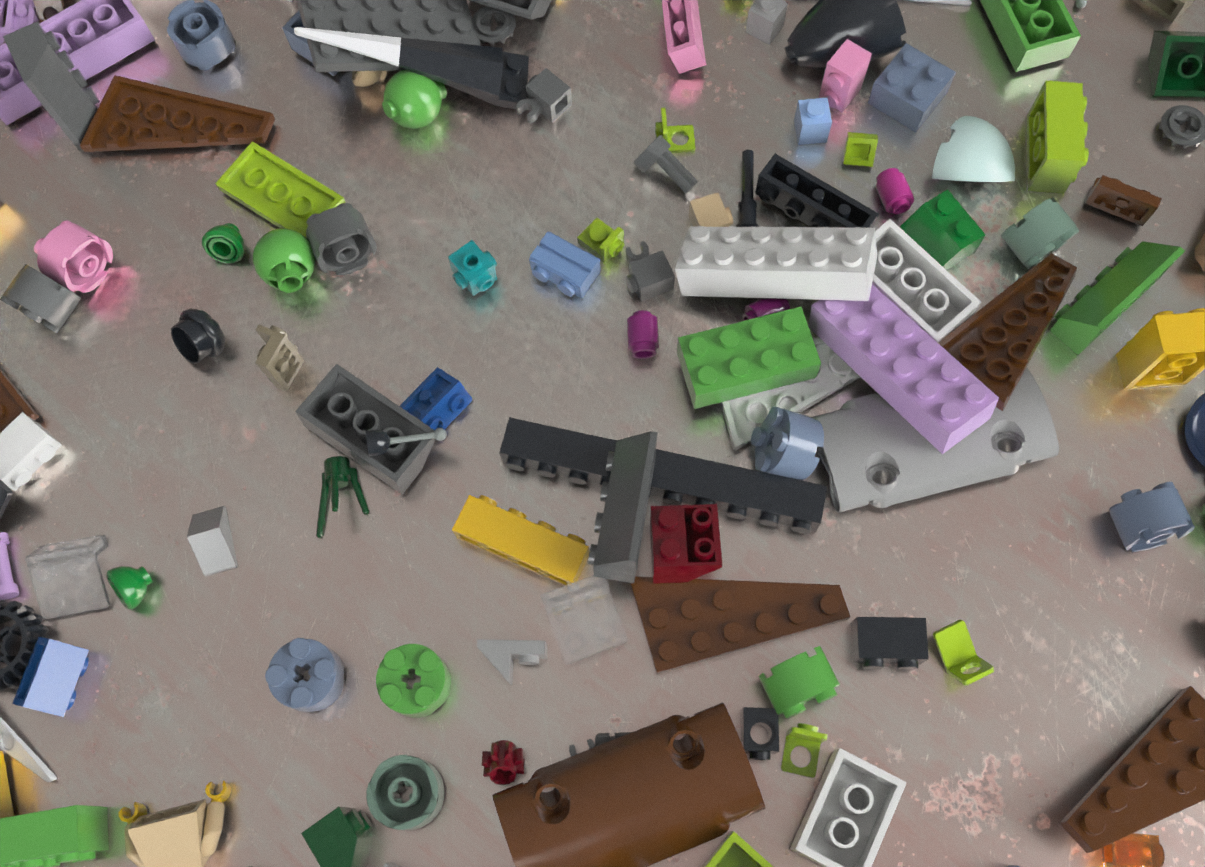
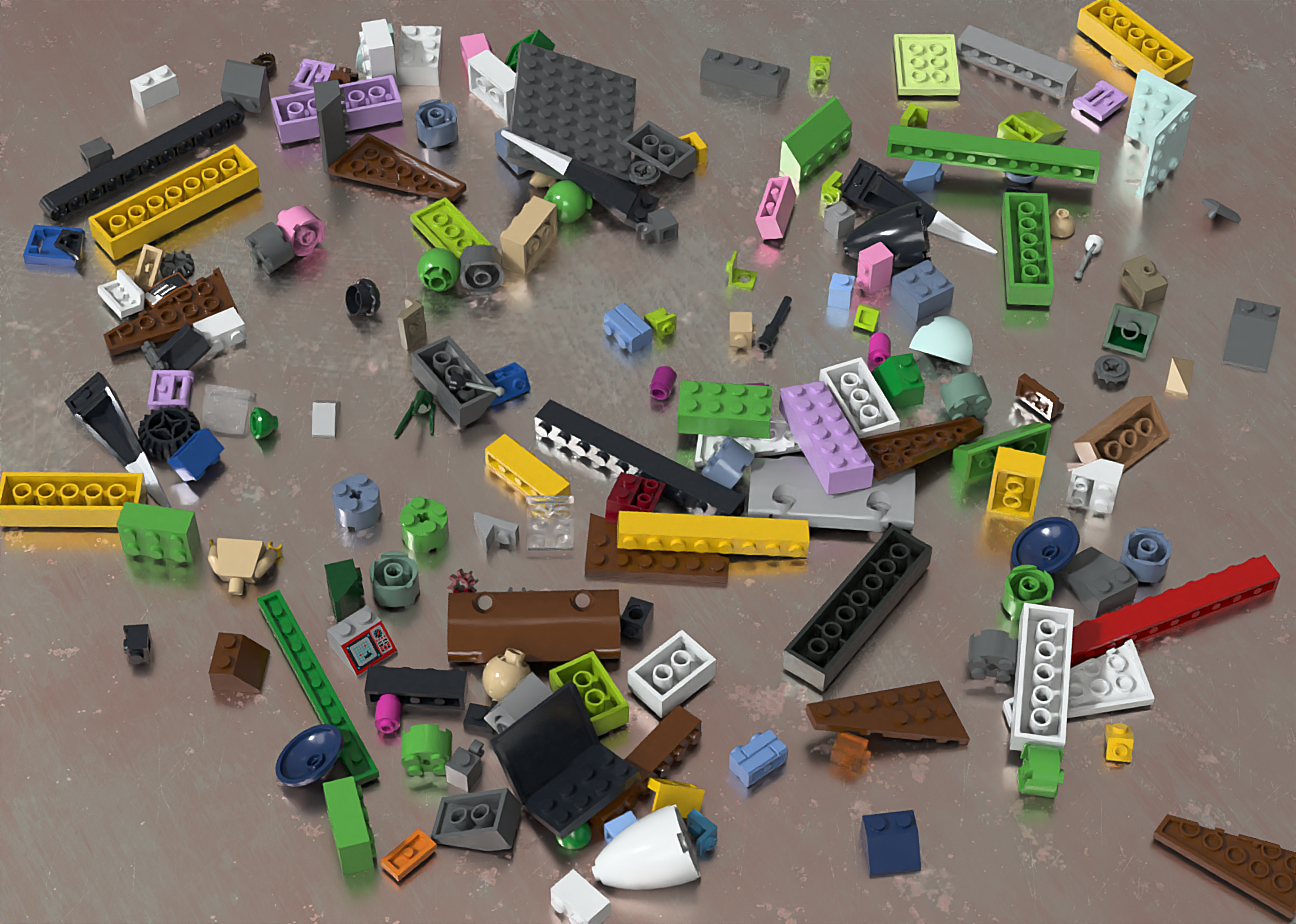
camera: 15 degrees right, 20 degrees down
(224, 243) = (401, 252): green brick -> none
(384, 167) = (529, 235): none -> tan brick
(473, 268) = (563, 311): teal brick -> none
(625, 508) = (603, 461): dark grey slope -> none
(649, 273) = (683, 349): dark grey brick -> none
(659, 153) = (721, 279): dark grey piece -> none
(778, 262) = (769, 358): white brick -> none
(799, 682) = (674, 594): bright green brick -> none
(807, 562) = (712, 534): none -> yellow brick
(807, 737) = (664, 630): lime bracket -> none
(809, 198) = (815, 335): black brick -> none
(889, 641) = (746, 596): black brick -> none
(959, 653) = (790, 613): lime bracket -> none
(1045, 614) = (857, 607): none -> pearl dark grey brick
(1056, 137) = (1007, 345): lime brick -> none
(1151, 517) = (956, 577): sand blue brick -> none

